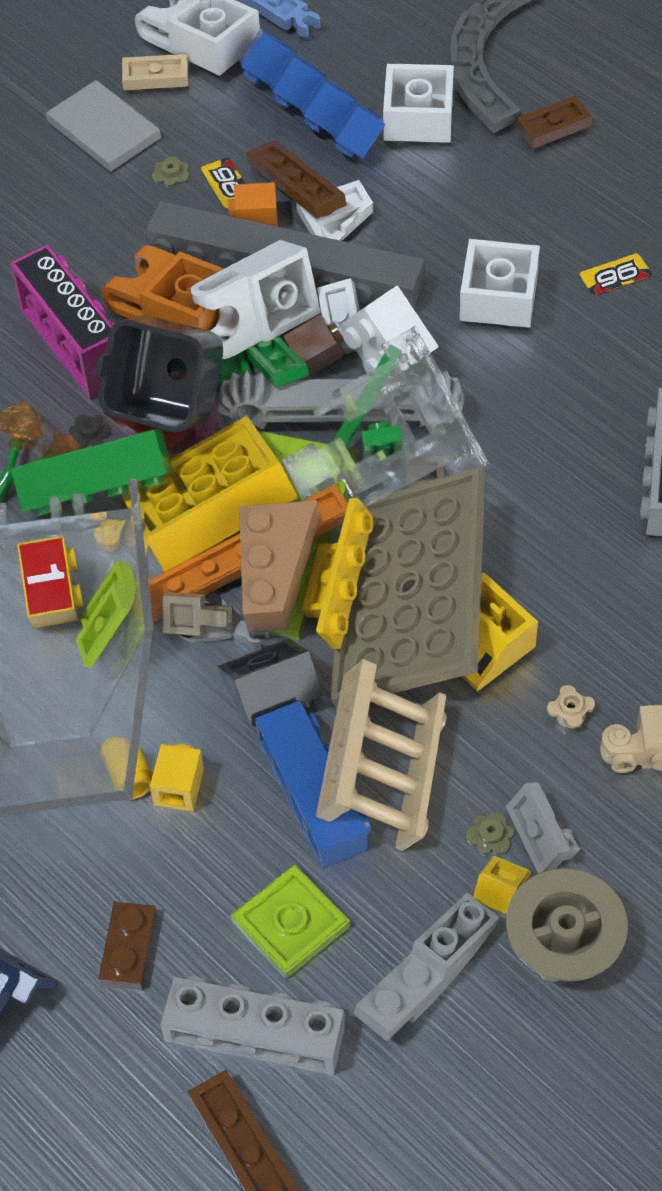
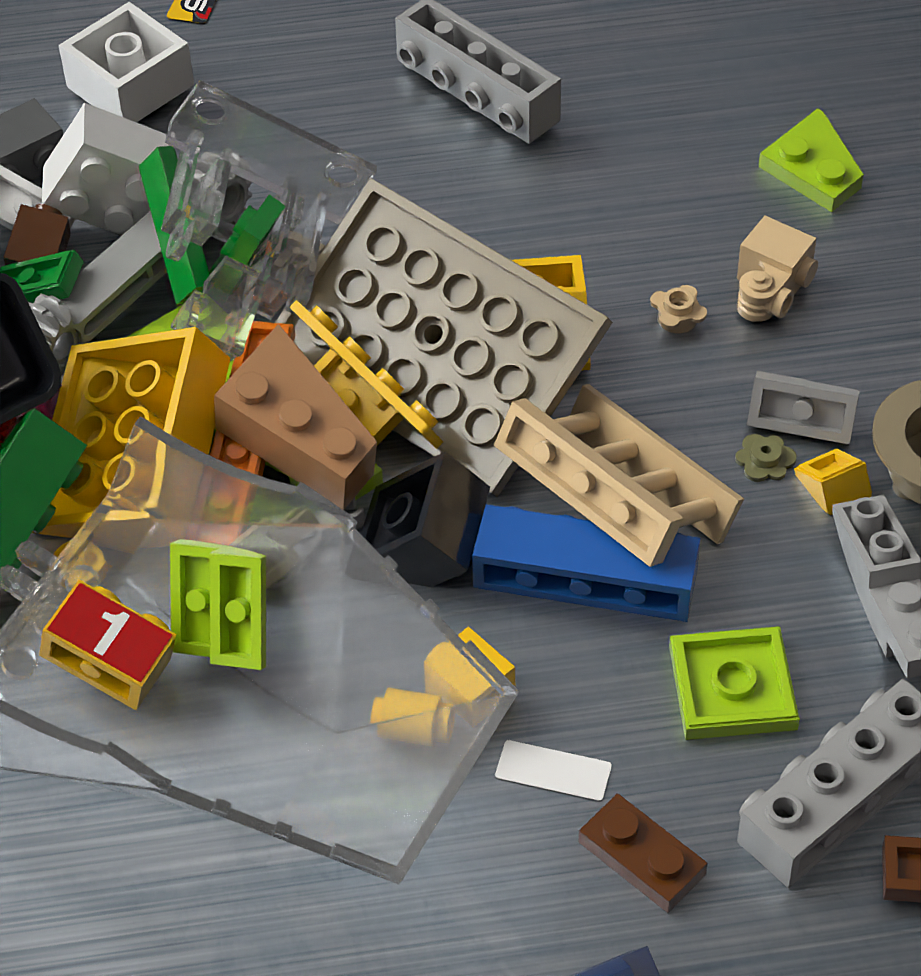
camera: 55 degrees left, 5 degrees down
(156, 864) = (553, 770): none -> white sticker

